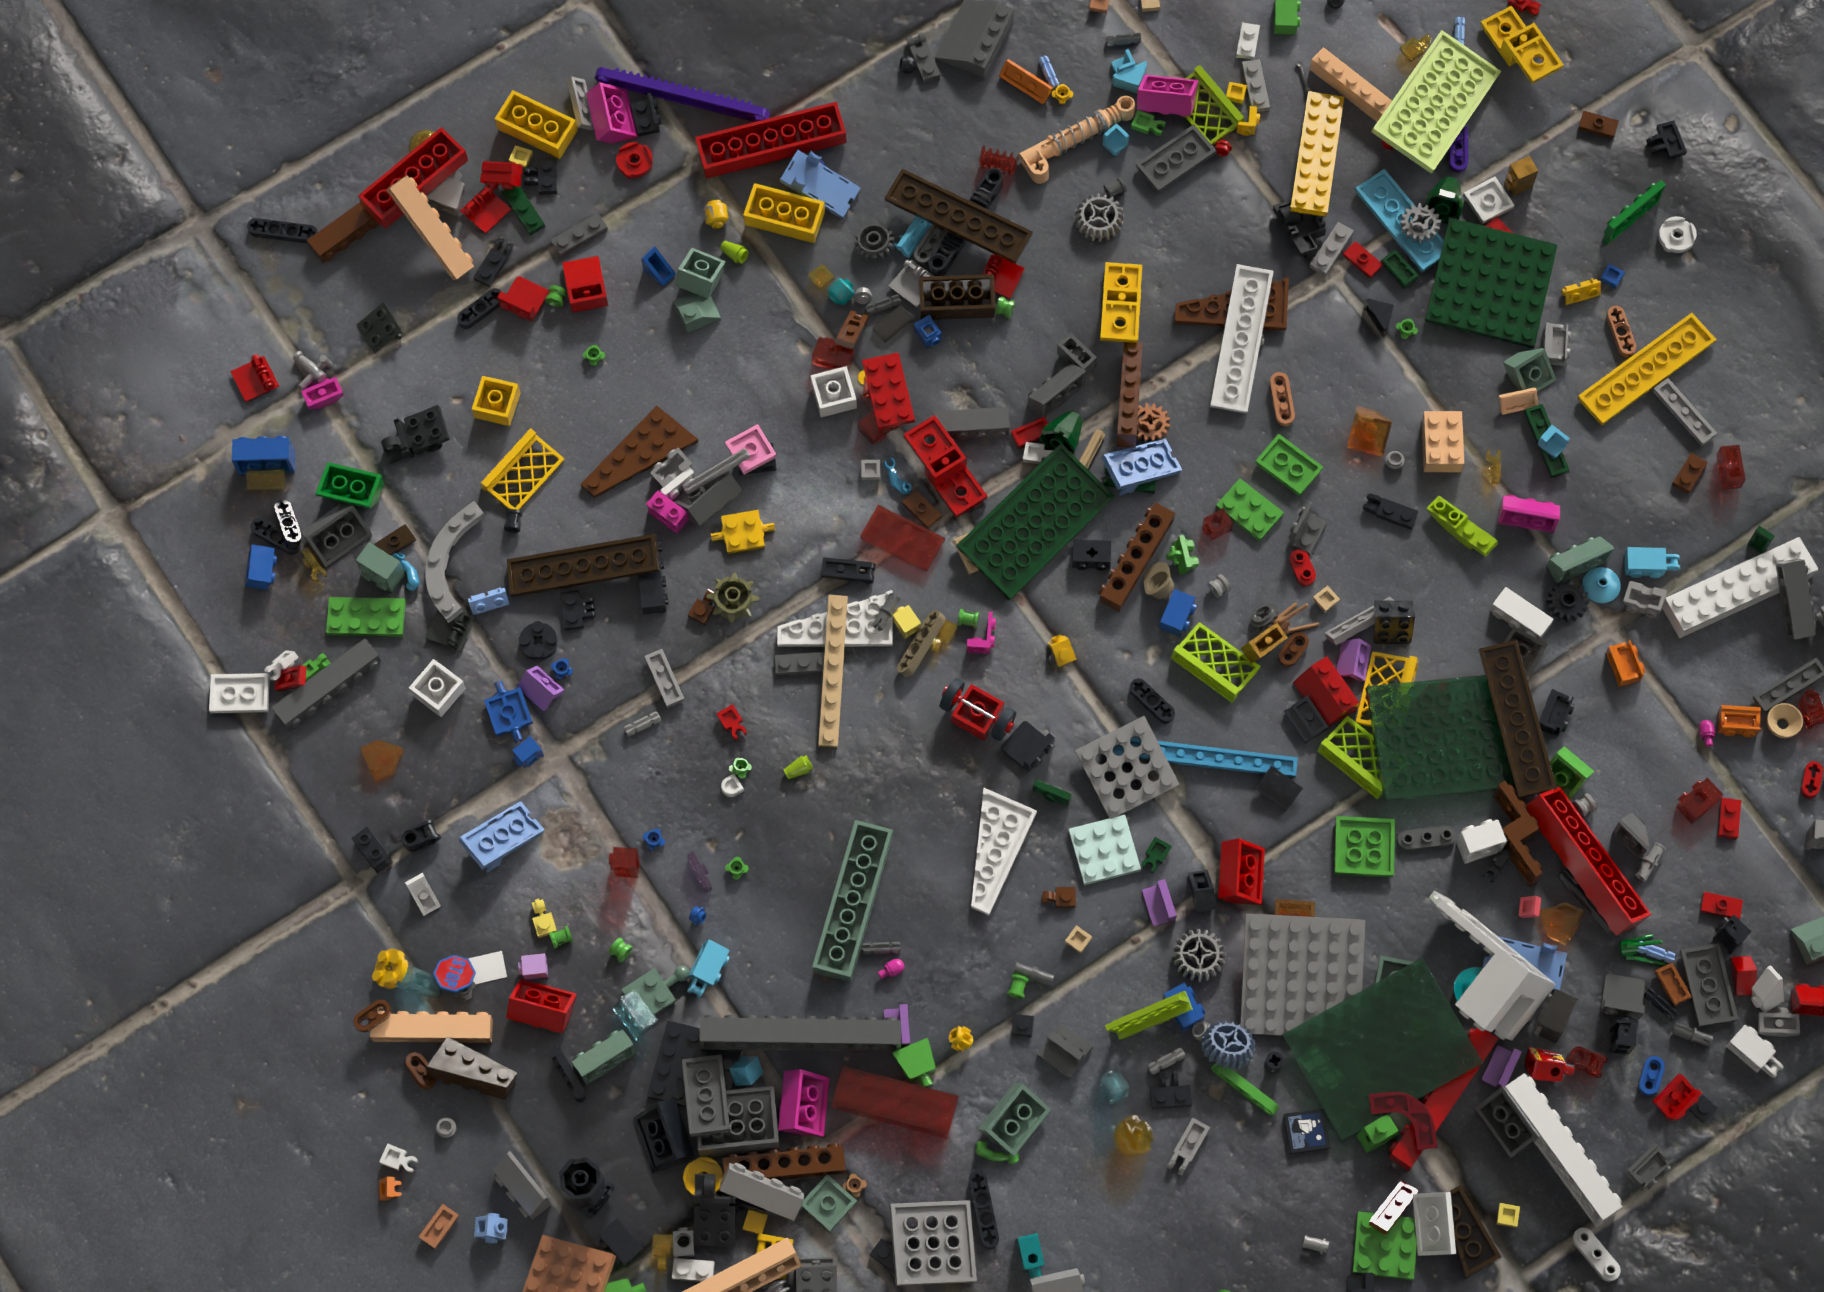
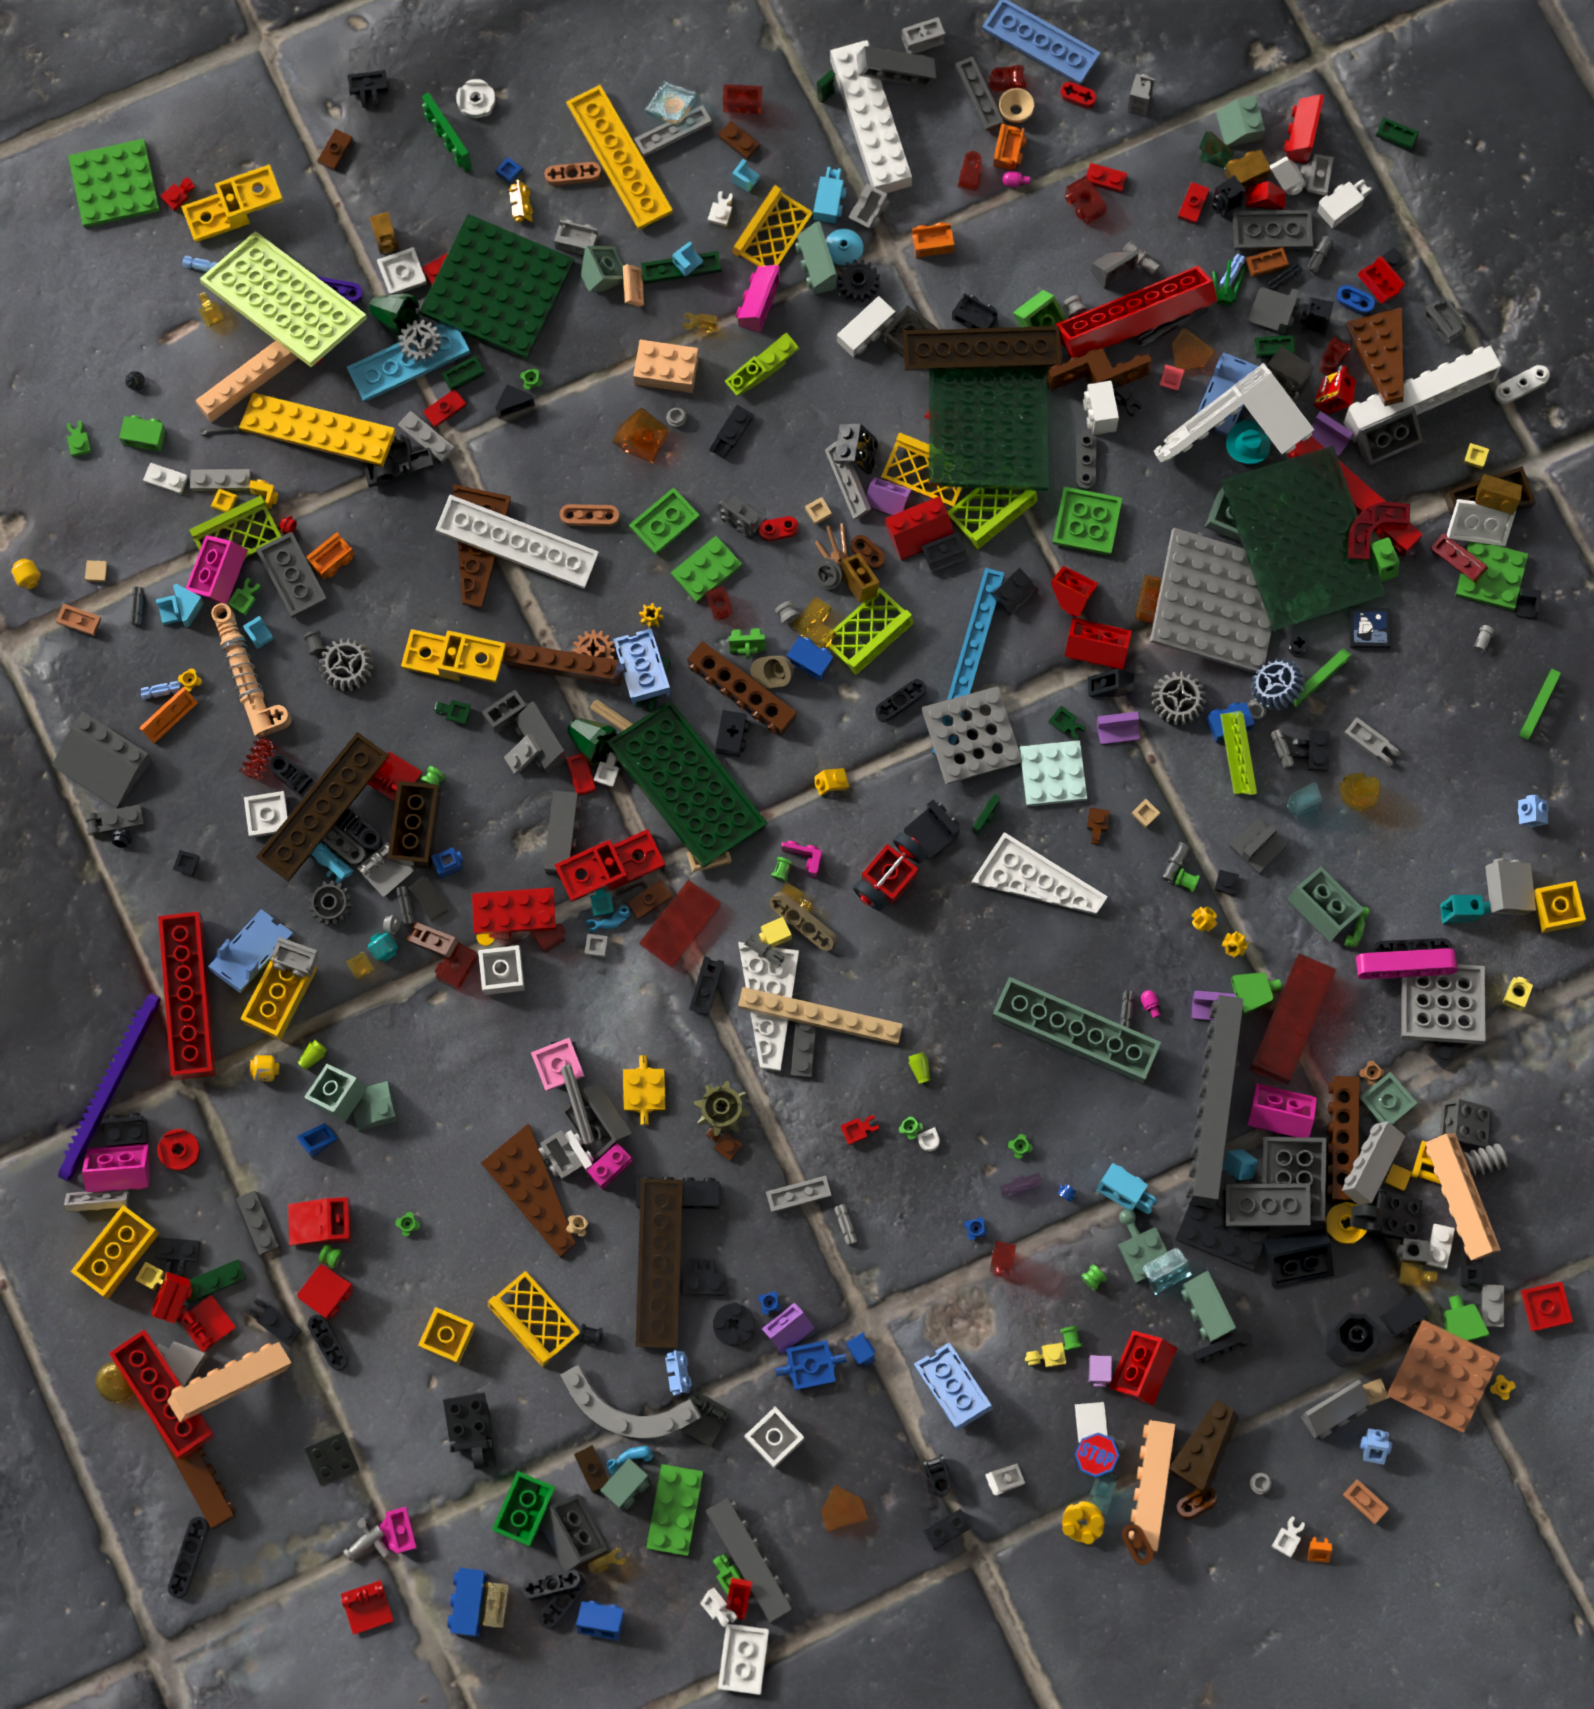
camera: 80 degrees left, 5 degrees up
(545, 1224) = (1375, 1391): none -> tan plate
(615, 494) = (577, 1220): none -> tan plate
(813, 214) = (294, 957): none -> light grey hinge
(893, 120) = (186, 862): none -> black plate
(911, 468) = (601, 903): none -> teal plate
(949, 174) = (265, 813): none -> white plate
(964, 1201) = (1406, 963): none -> dark pink beam
(981, 1006) = (1204, 919): none -> yellow gear
(1039, 376) = (523, 753): none -> light grey plate
(1071, 315) = (456, 711): none -> dark green plate
(1193, 472) = (649, 620): none -> yellow gear
(1199, 187) = (330, 556): none -> orange hinge
(1211, 609) = (811, 626): none -> clear yellow plate
(1290, 841) = (1073, 590): none -> red slope
(1462, 1231) = (1498, 494): none -> pearl gold brick
(1585, 1005) = (1268, 346): none -> dark green plate
(1599, 1102) = (1381, 351): none -> reddish brown wing
(1609, 501) = (762, 217): none -> yellow fence
(1612, 468) = (721, 212): none -> white plate
(1653, 483) = (744, 176): none -> medium azure panel
(1702, 688) = (970, 173): none -> clear red piece
(1712, 405) = (671, 103): none -> clear light blue tile
(1767, 951) = (1249, 169): none -> pearl gold brick
(1781, 917) = (1214, 150): none -> clear green slope

